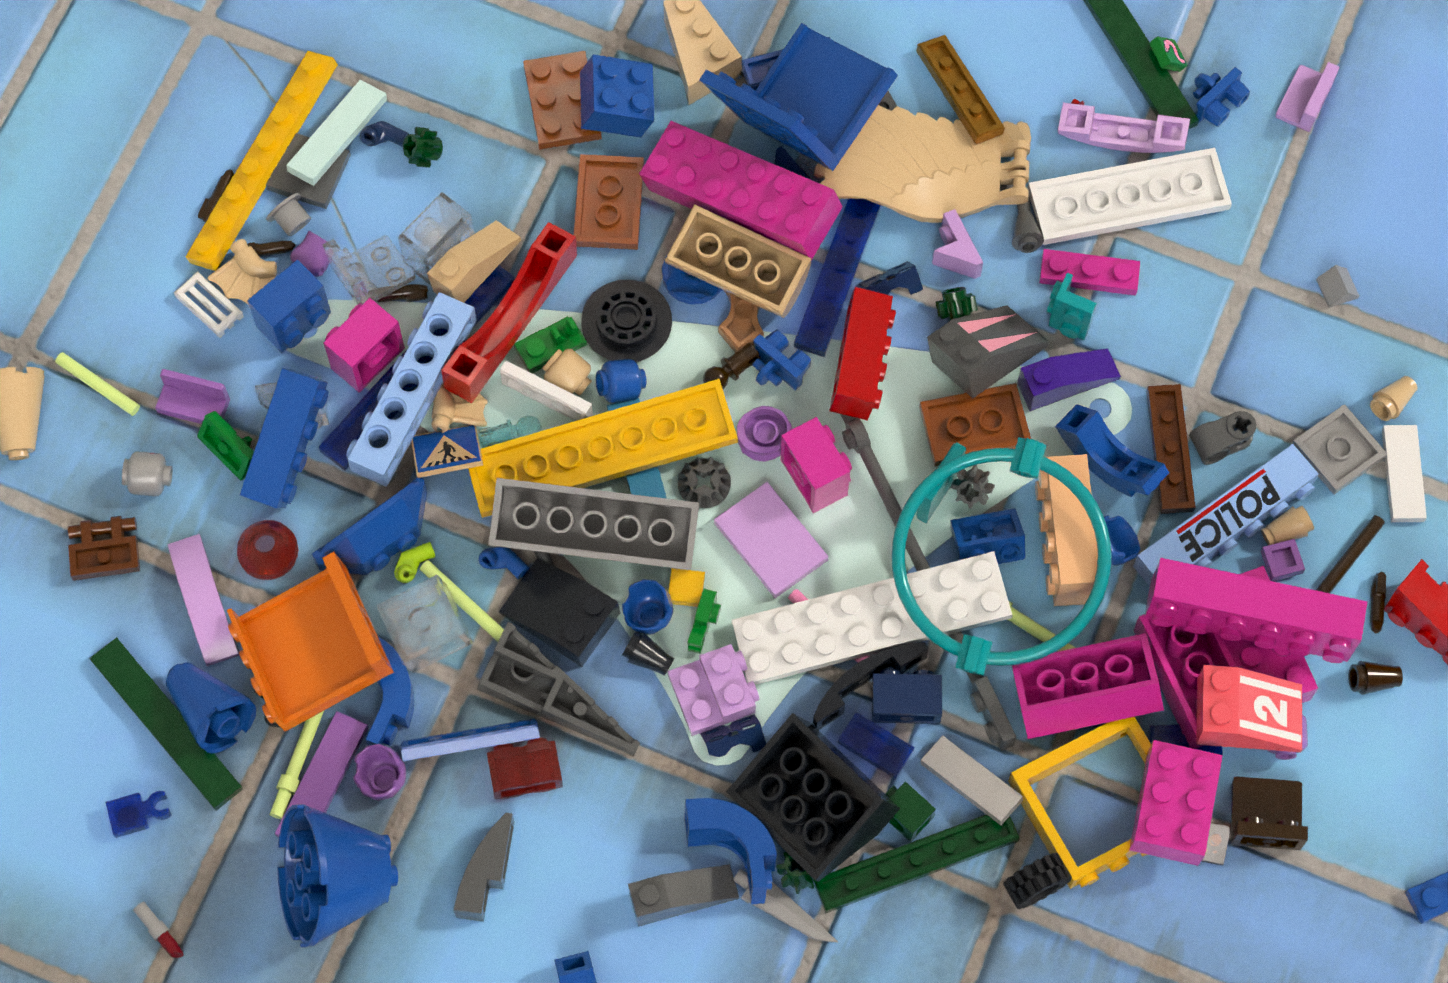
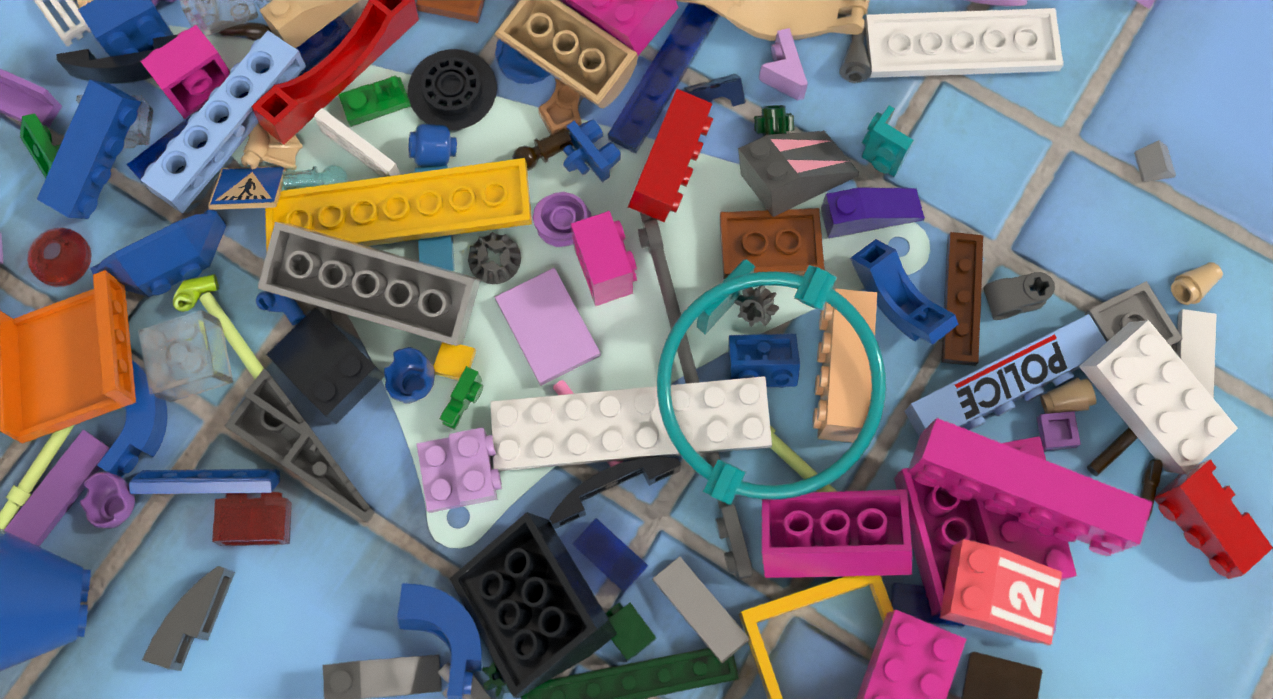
camera: 10 degrees right, 5 degrees up
(288, 352) = (112, 69): none -> black slope
(568, 371) = (382, 129): tan head -> none
(647, 654) = (399, 422): black cone -> none
(751, 736) = (488, 524): dark blue piece -> none
(906, 697) = (650, 510): dark blue brick -> none
(1091, 271) = (913, 110): dark pink plate -> none
(1123, 540) = (899, 384): blue hair -> none
(1368, 511) = (1158, 397): none -> white brick
(1373, 677) = (1133, 569): dark brown cone -> none

